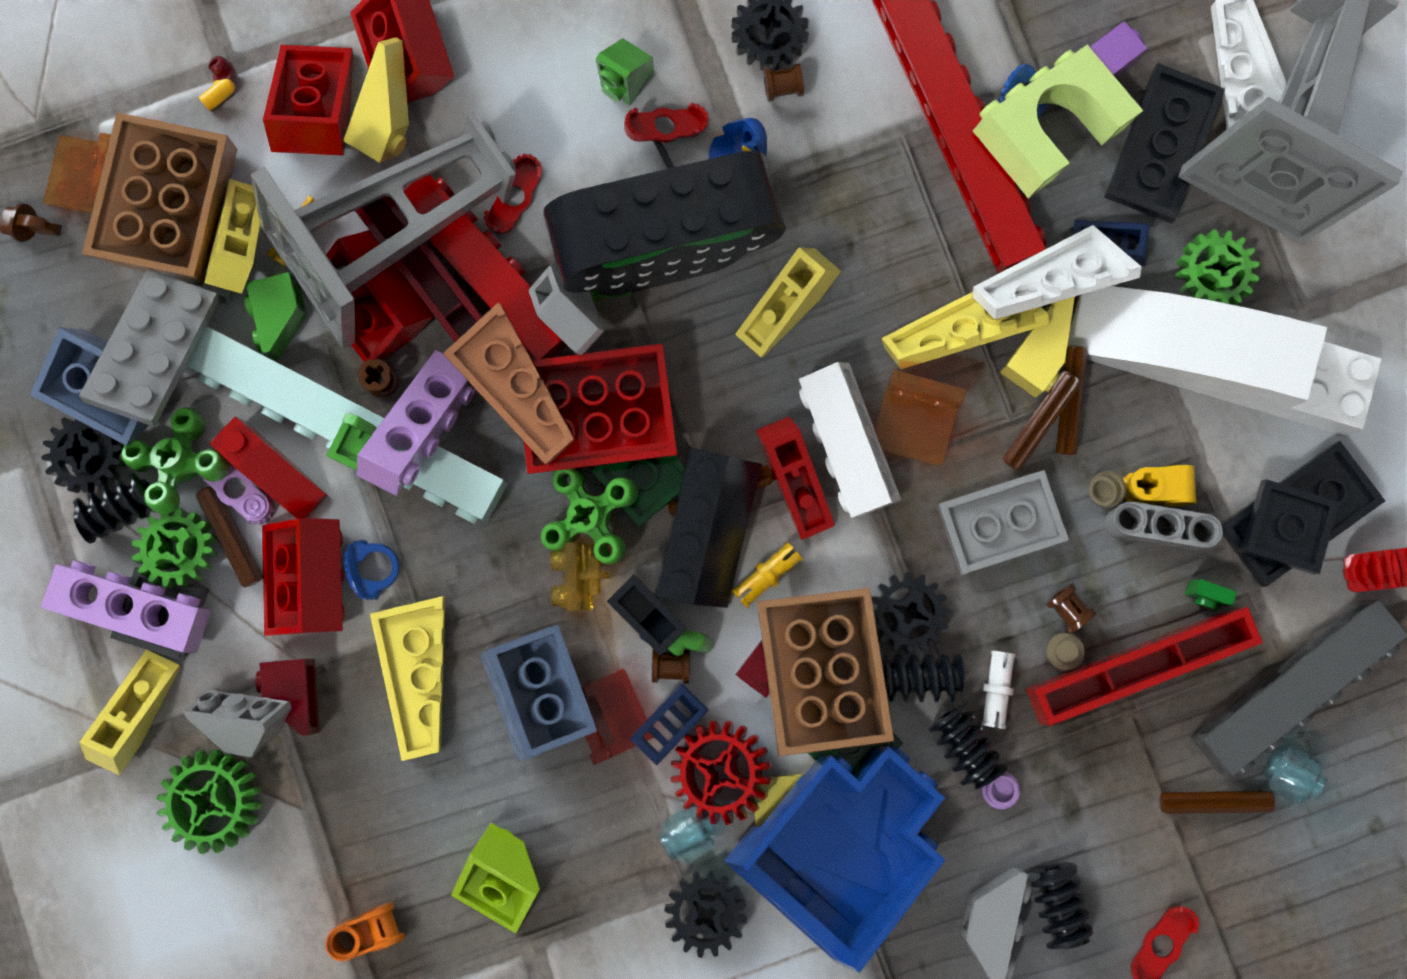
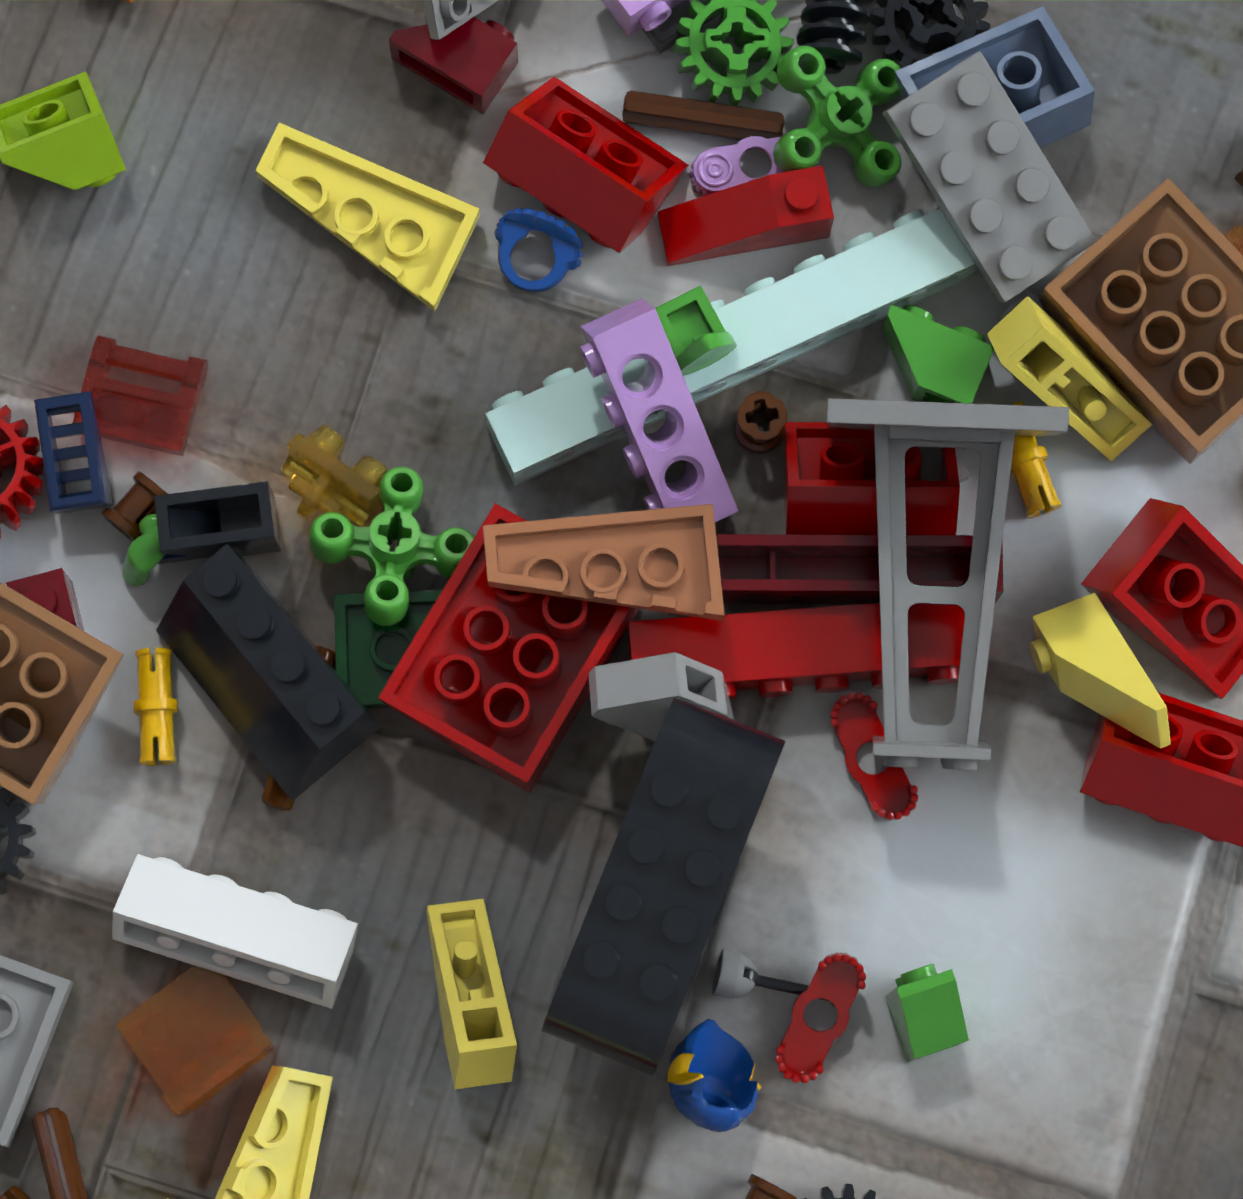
camera: 120 degrees right, 5 degrees down
(538, 692) = (229, 330): sand blue slope -> none
(795, 477) = (245, 830): red slope -> none

